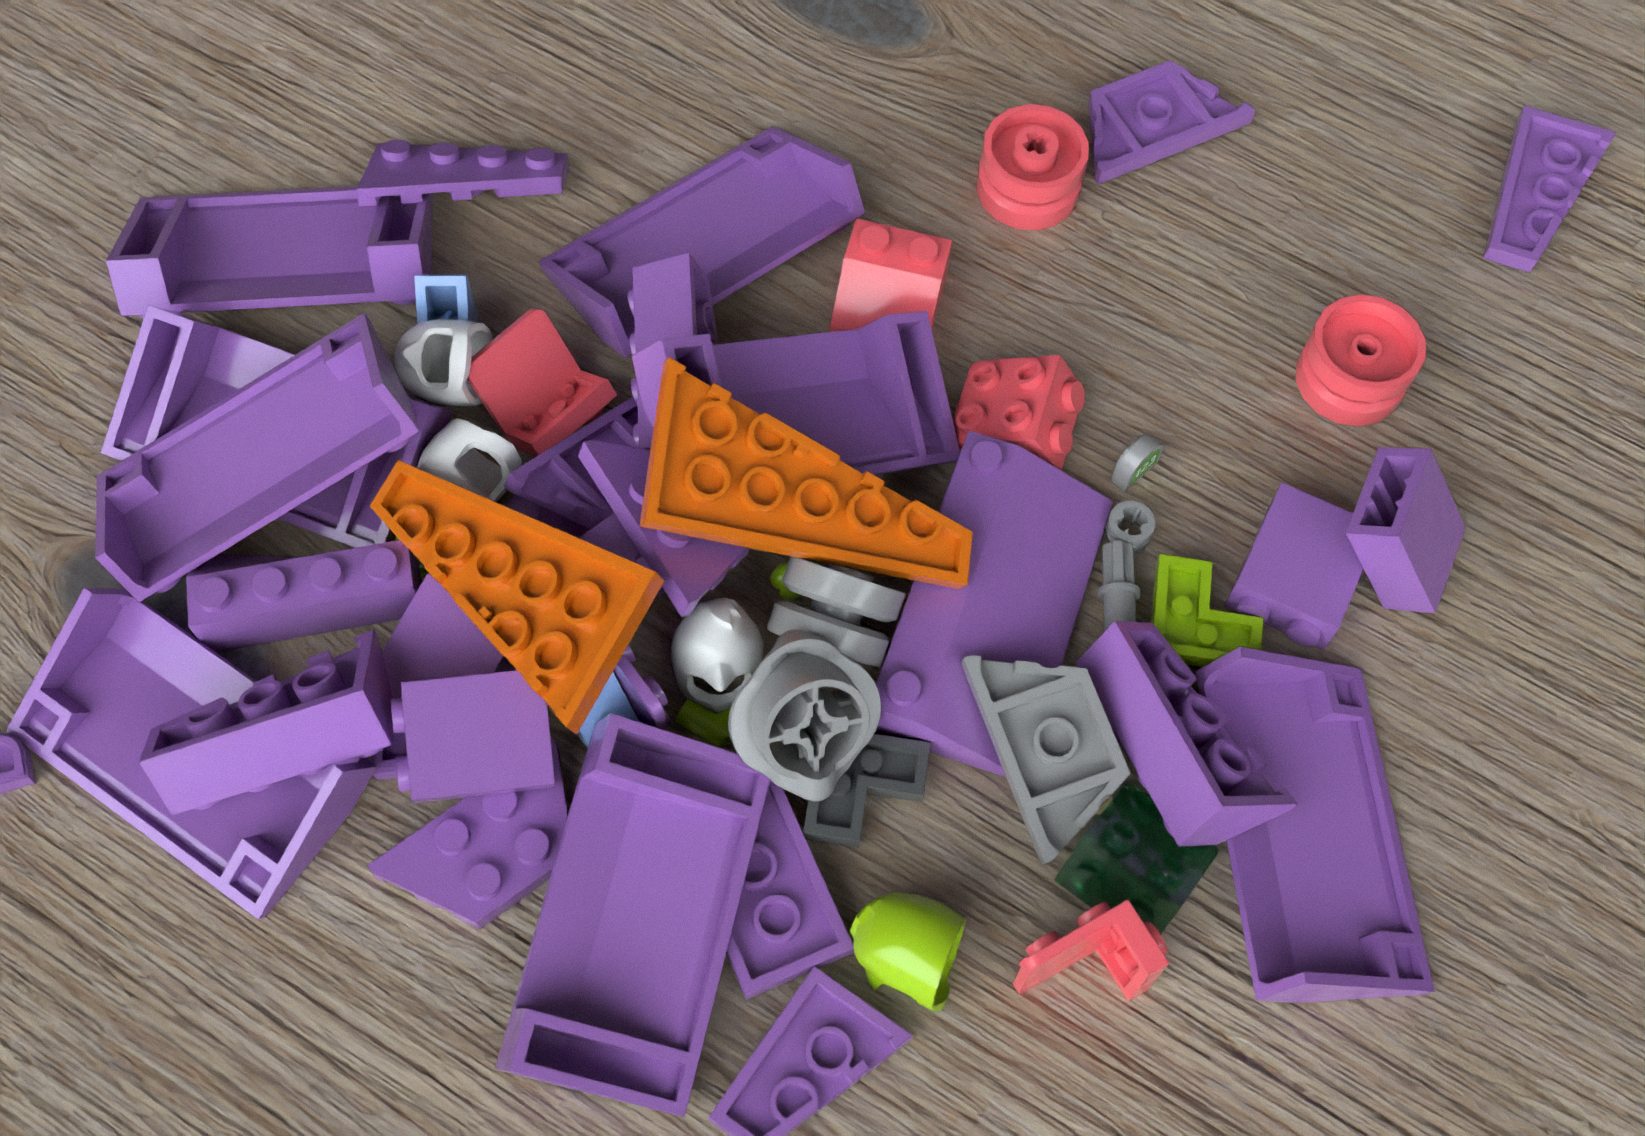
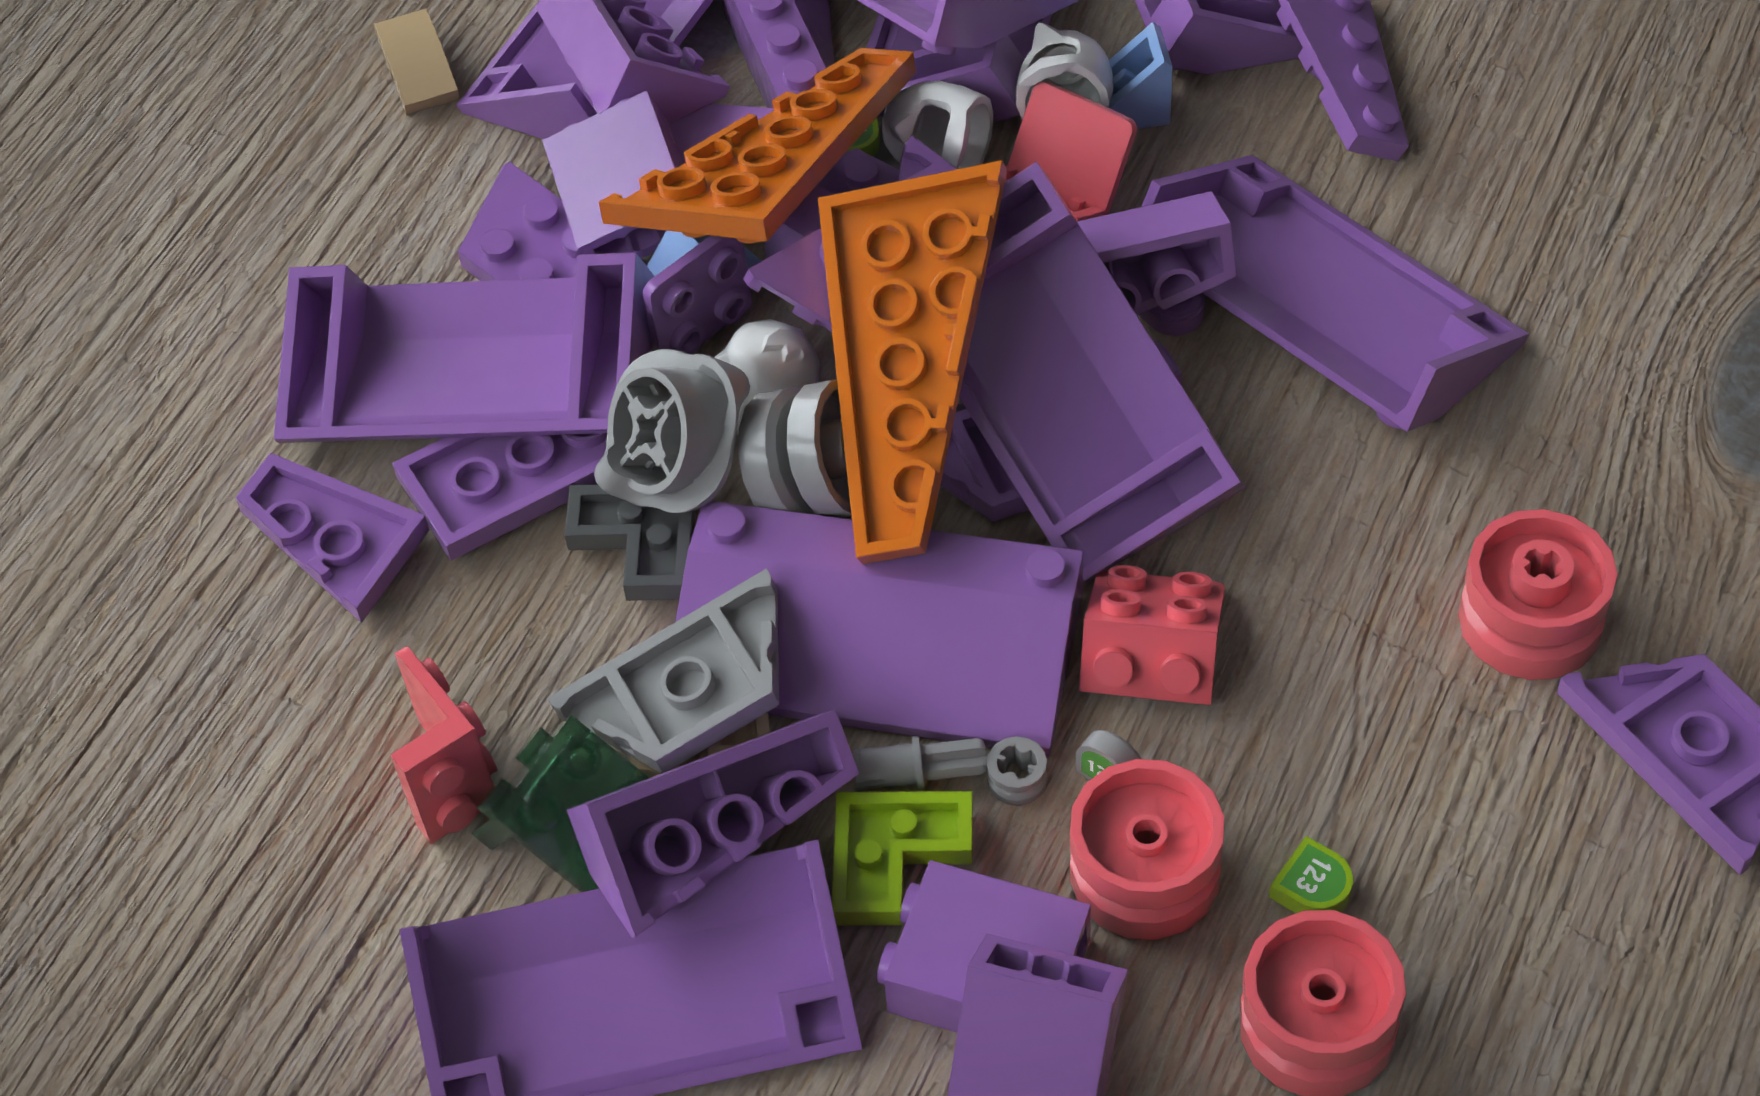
camera: 90 degrees right, 10 degrees down
(182, 953) = (416, 61): none -> tan slope
(889, 274) = (1303, 475): coral slope -> none
(909, 945) = (452, 568): lime piece -> none
(1229, 442) = (1146, 848): none -> coral wheel
(1239, 356) = (1313, 879): none -> tile

